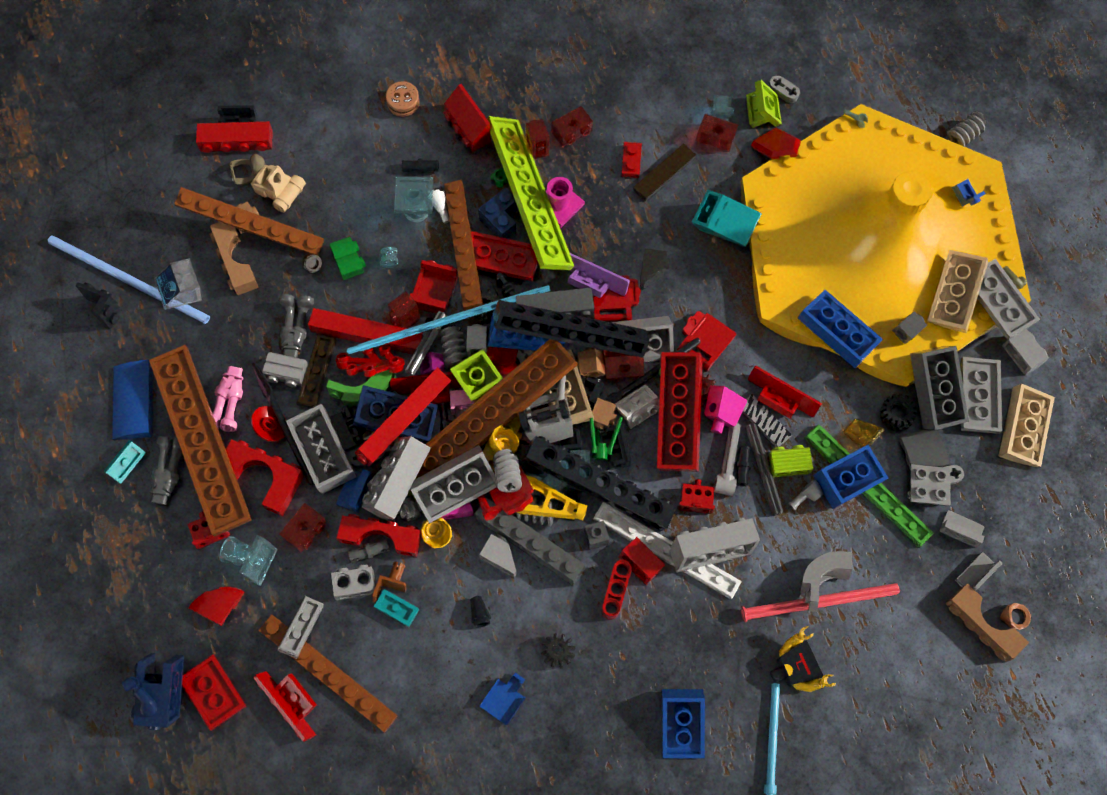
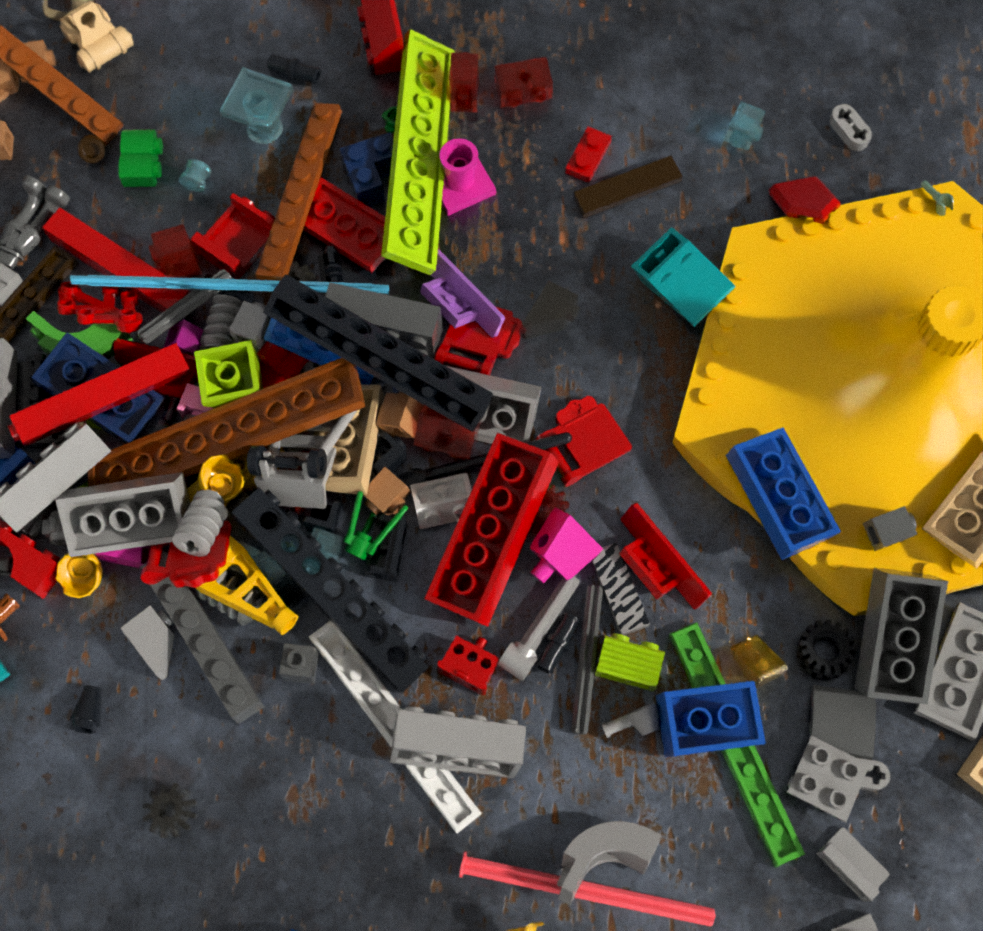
camera: 25 degrees right, 0 degrees up
(439, 204) = (296, 123): white cone -> none
(504, 699) = (65, 850): blue piece -> none
(616, 580) = (295, 738): red beam -> none
(642, 560) = (348, 725): red hinge -> none
(715, 125) = (721, 142): clear red brick -> none
(763, 106) = (809, 139): lime bracket -> none

